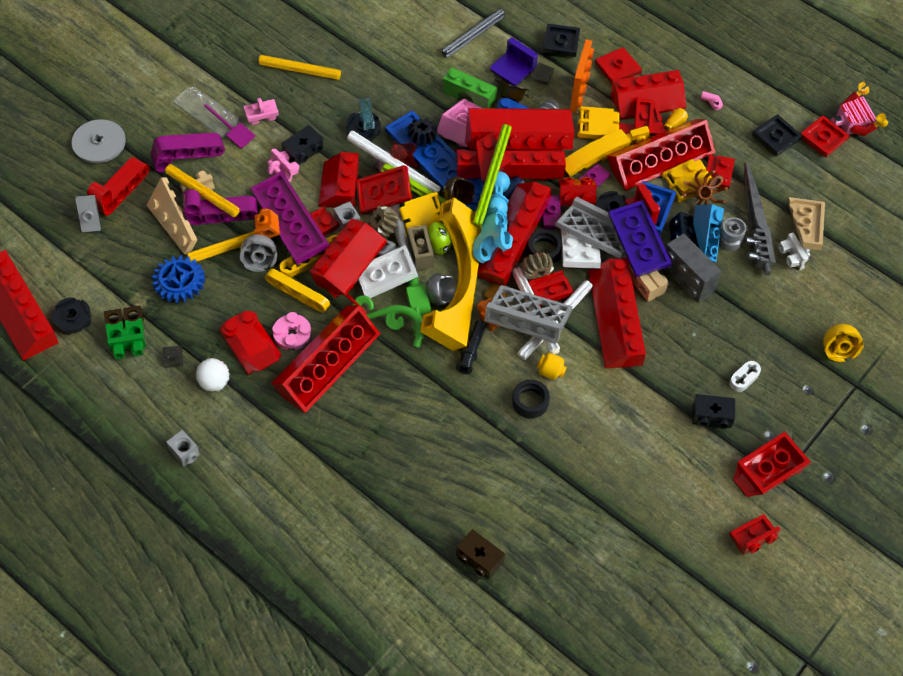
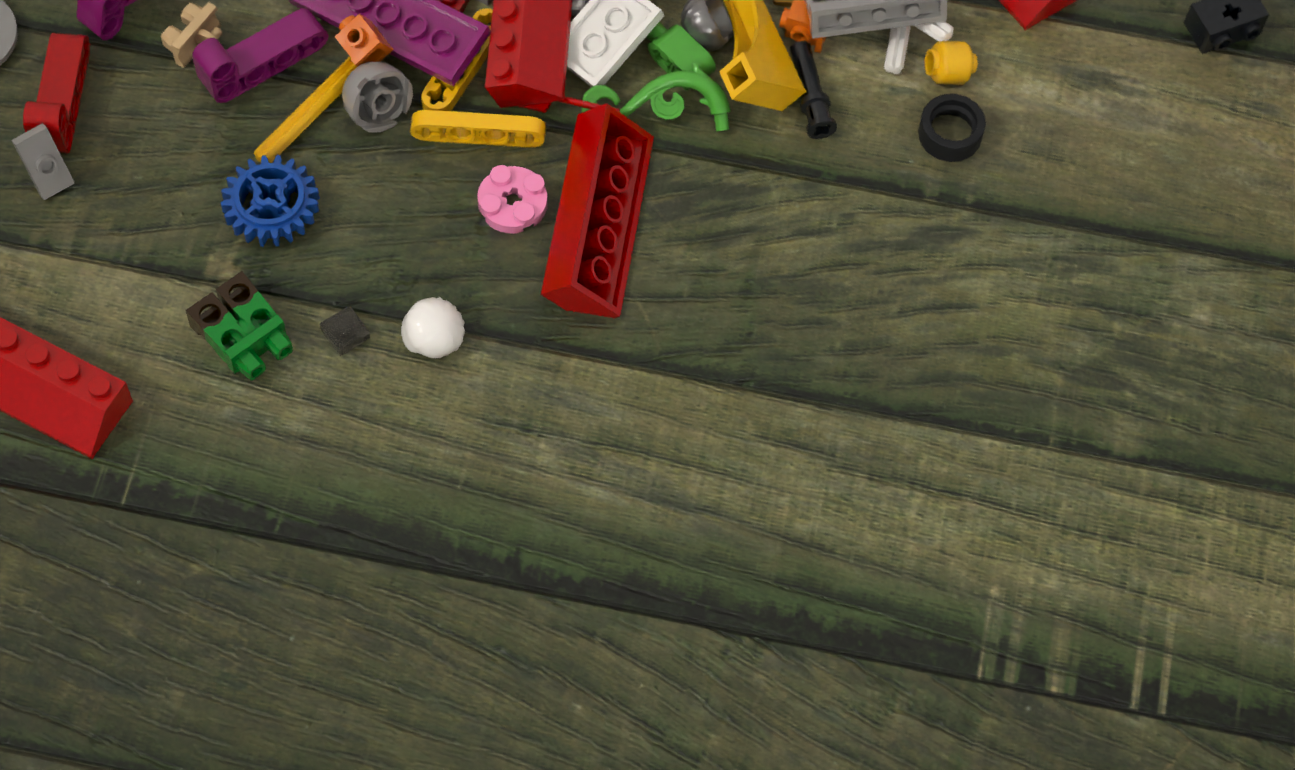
camera: 30 degrees left, 5 degrees up
(71, 325) = (129, 364): black plate -> none
(171, 217) = (187, 102): tan wing -> none
(180, 441) = (462, 453): light grey brick -> none
(204, 191) = (226, 35): yellow axle -> none
(249, 342) = (457, 248): red slope -> none
(476, 545) = (1050, 391): dark brown brick -> none

